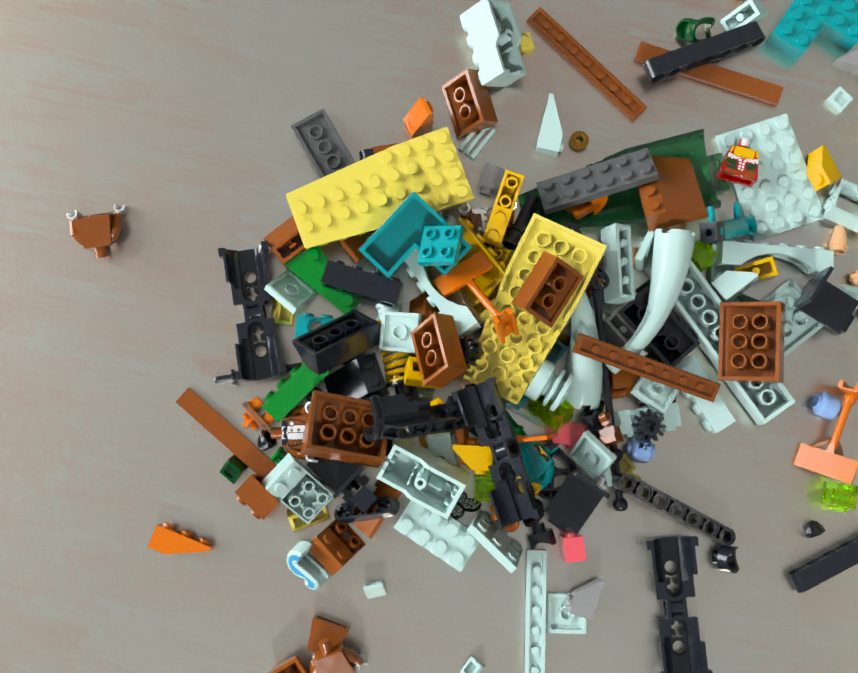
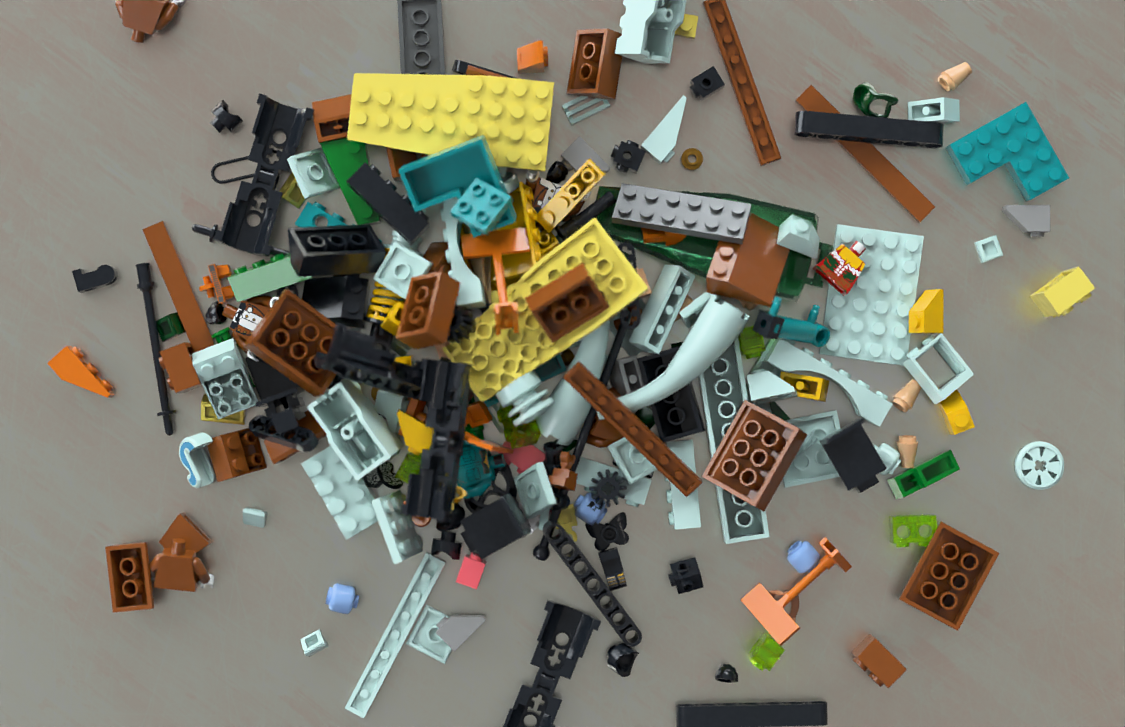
camera: 25 degrees right, 5 degrees up
(159, 456) = (96, 279): none -> black leg
(200, 283) = (224, 118): none -> black piece
(200, 446) = (146, 286): none -> black bar
(220, 315) = (233, 179): none -> black piece
(478, 621) = (342, 598): none -> light blue head
(481, 199) = (557, 172): none -> black piece
(516, 416) = (477, 414): none -> orange plate
(530, 161) = (631, 148): none -> black brick
(562, 77) = (706, 83): none -> black brick
(663, 462) = (609, 532): none -> black animal
(681, 488) = (612, 568): none -> black leg
(694, 155) = (799, 236): none -> light aqua slope
(743, 466) = (685, 576): none -> black brick

